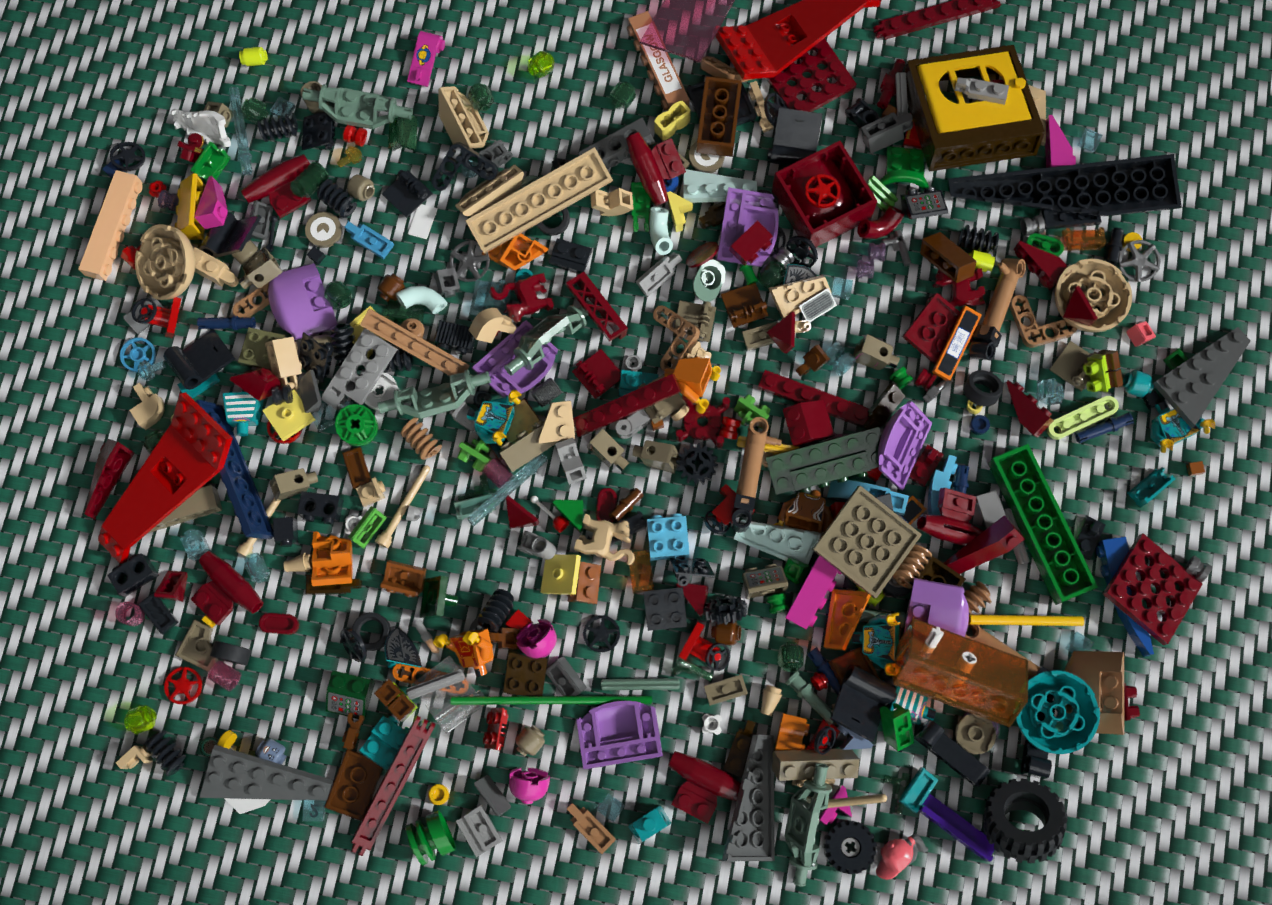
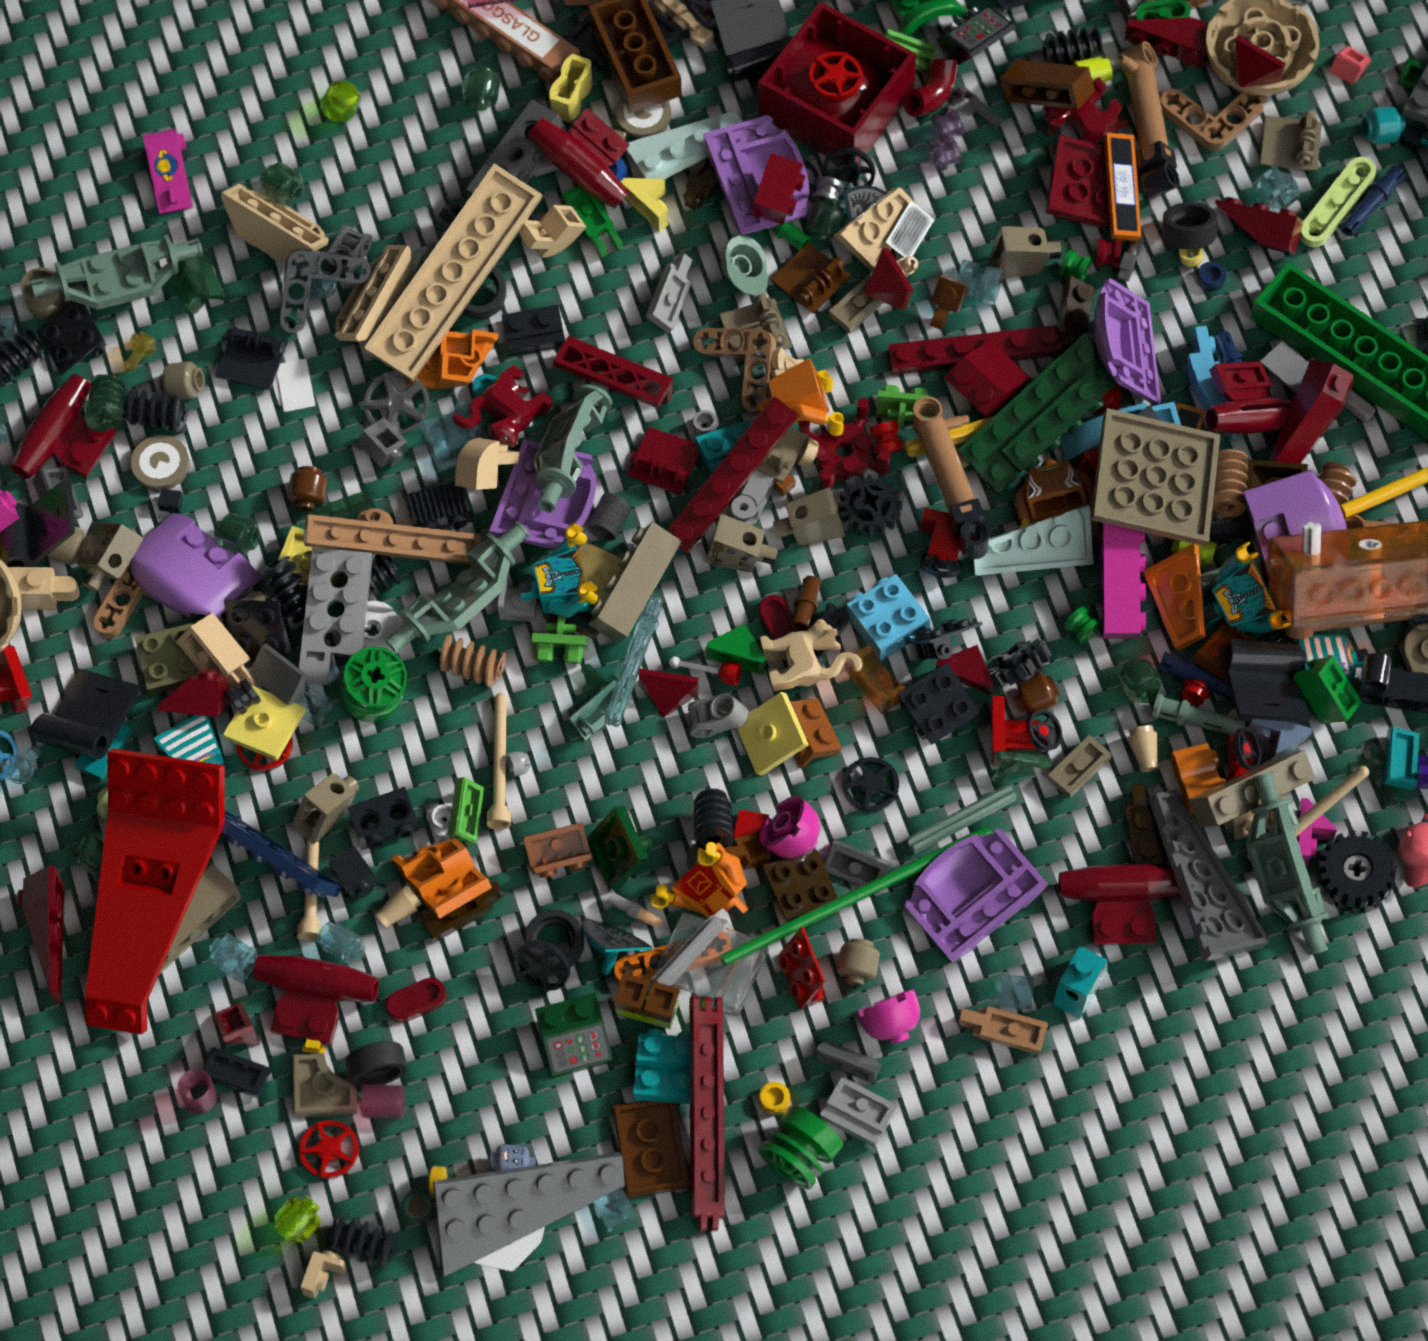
camera: 30 degrees left, 10 degrees down
(134, 579) = (175, 1043): black brick -> none
(150, 409) = (55, 815): tan brick -> none
(226, 323) = (101, 647): dark blue pin -> none
(269, 247) = (78, 483): black hinge -> none
(351, 736) = (609, 1086): reddish brown plate -> none
(355, 135) = (130, 316): red wheel -> none
(356, 467) = (401, 746): reddish brown tile -> none
(370, 239) = (235, 442): dark azure hinge -> none
(371, 492) = (442, 765): tan bracket -> none
(421, 295) = (359, 478): light aqua cylinder -> none
(479, 395) = (521, 564): black plate -> none
(497, 472) = (605, 651): clear pink piece -> none
(558, 423) = (654, 540): tan wing -> none
(570, 461) = (695, 586): light grey brick -> none
(659, 230) = (637, 238): light aqua cylinder -> none
(702, 254) = (716, 238): piece -> none
(711, 729) = (1086, 810): white plate -> none
(764, 581) = (1049, 605): slope -> none
(796, 570) = (1081, 572): green slope -> none
(842, 288) = (929, 194): clear light blue tile -> none
(925, 465) = (1172, 360): dark red hinge -> none
(1103, 371) = (1330, 129): lime hips -> none

